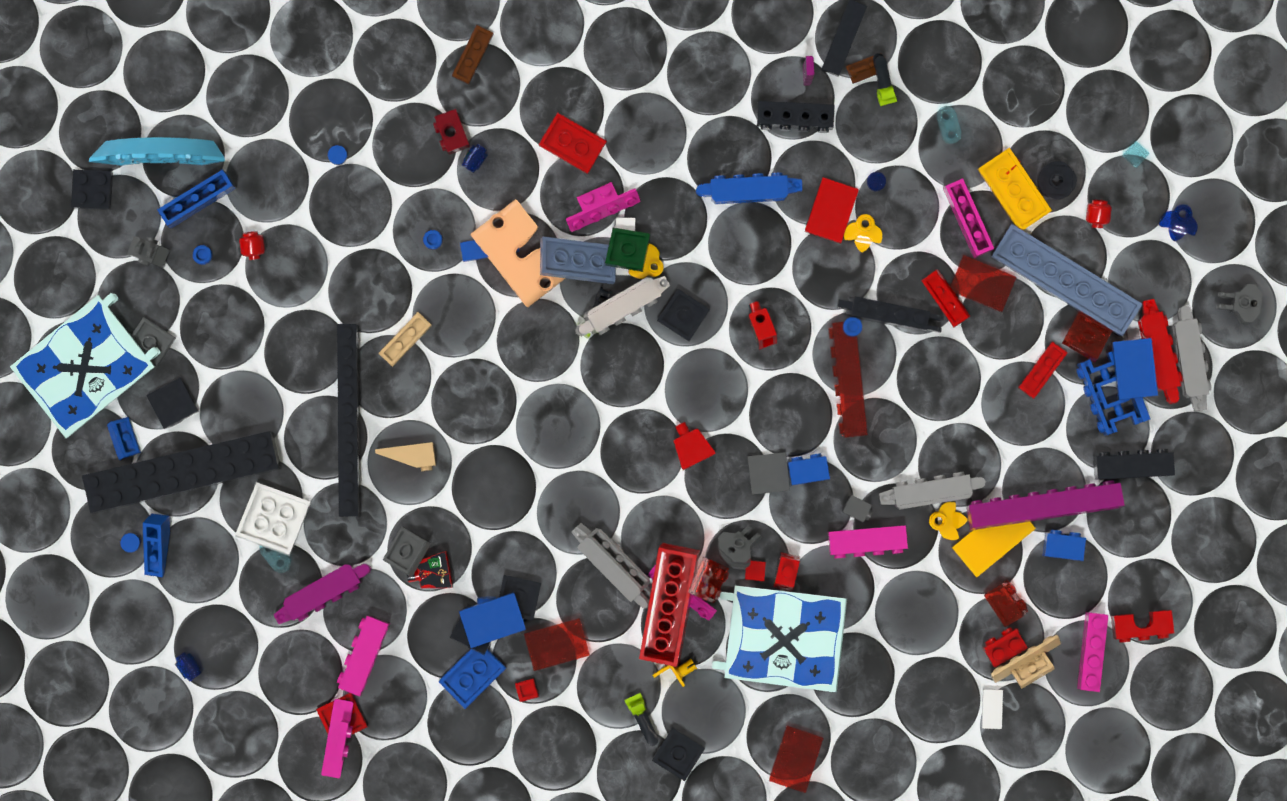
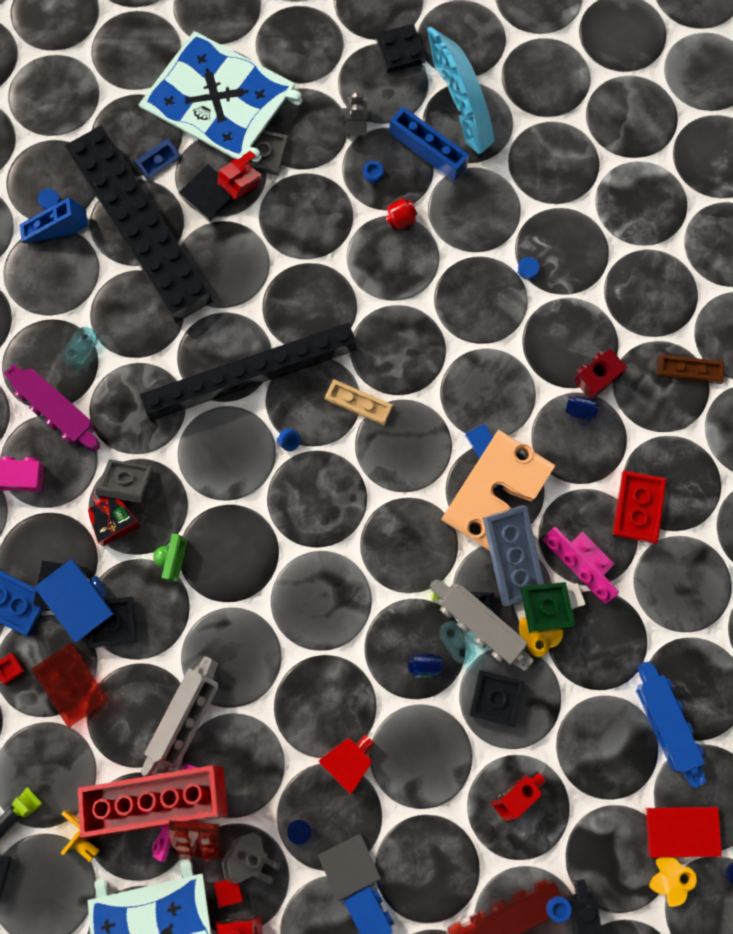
camera: 65 degrees right, 10 degrees down
(170, 371) = (239, 176): none -> red piece
(273, 519) = (116, 329): white plate -> none
(415, 455) = (233, 451): tan slope -> none
(417, 407) = (289, 439): none -> blue tile
(432, 239) = (476, 395): blue tile -> none
(482, 534) = (171, 558): none -> bright green tile
(629, 330) = (458, 642): none -> clear light blue plate
(638, 362) = (424, 665): none -> clear blue brick
(730, 502) = (299, 832): none -> clear blue tile

